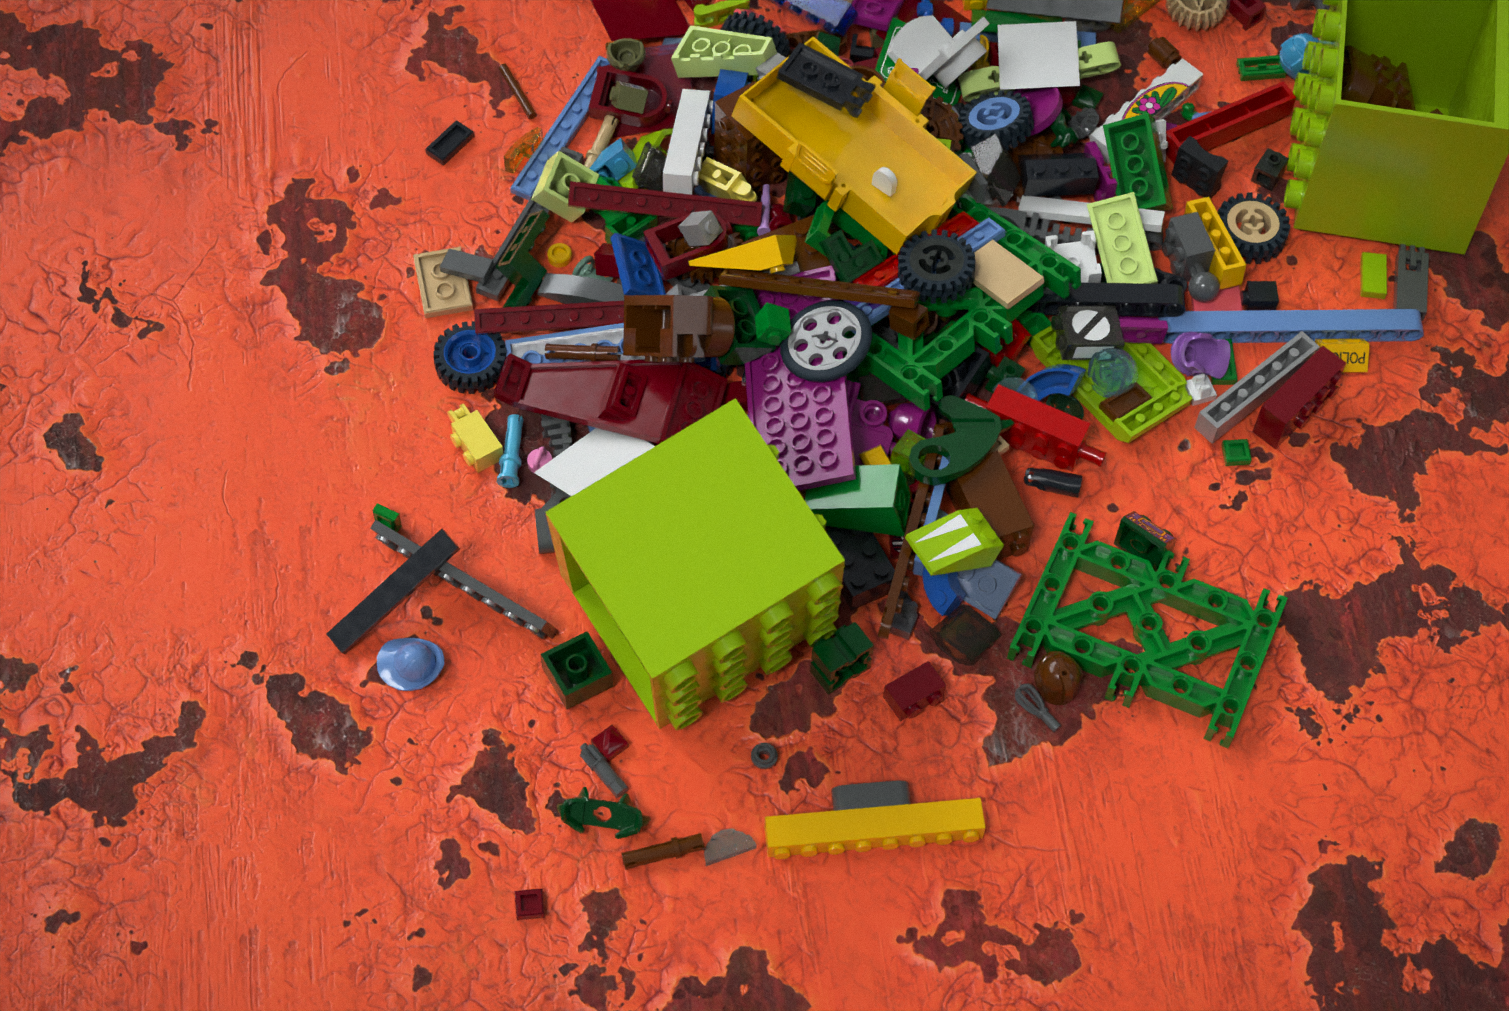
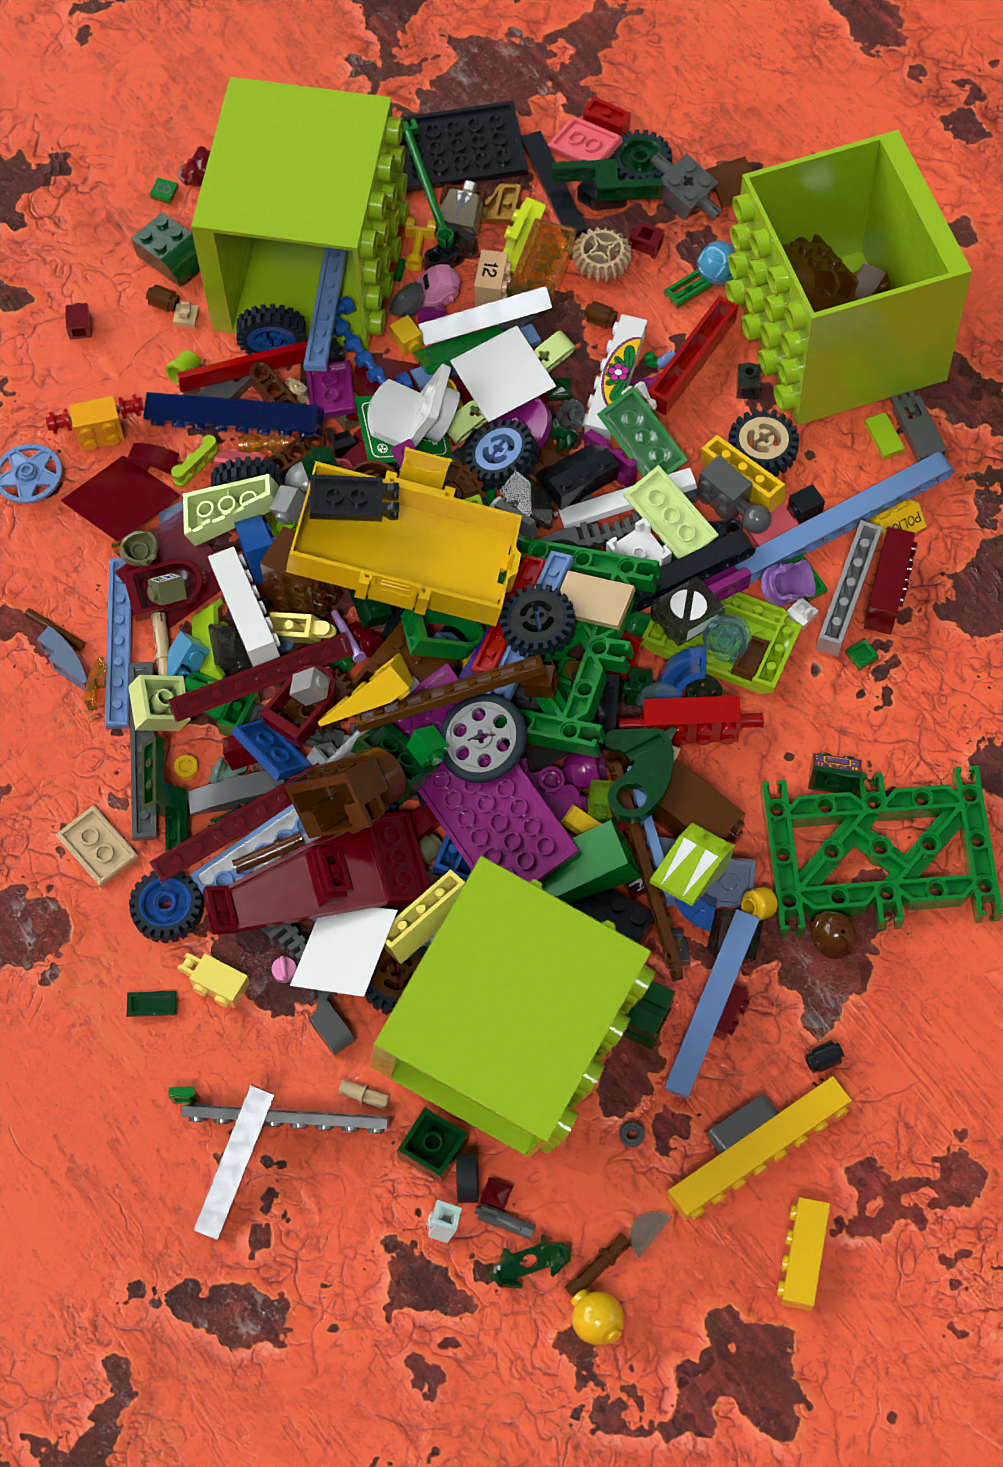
camera: 25 degrees left, 5 degrees up
(408, 431) = (151, 1003): none -> dark green tile
(409, 663) = (282, 1215): medium blue hat -> none
(449, 142) = (22, 709): black tile -> none
(466, 265) = (112, 821): dark grey tile -> none
(508, 113) = (62, 657): none -> sand blue slope
(510, 459) = (258, 983): medium azure pin -> none
(529, 904) = (513, 1375): dark red tile -> none
(544, 598) = (363, 1094): none -> tan axle
(546, 737) = (443, 1221): none -> light aqua brick
(589, 712) = (467, 1178): none -> black tyre
(633, 893) = (597, 1317): none -> yellow brick
(783, 18) = (253, 443): none -> clear yellow piece
(847, 262) = (458, 654): dark green tile -> none
(858, 940) = (804, 1254): none -> yellow brick
(885, 181) = (450, 564): white tile -> none
(904, 677) = (711, 1004): none -> medium blue tile
(984, 779) = (824, 1056): none -> black brick
(1002, 615) = (759, 903): none -> yellow head
(1042, 713) = (835, 972): dark grey piece -> none
(1054, 481) = (731, 759): black piece -> none
(1199, 168) = (692, 411): black brick -> none

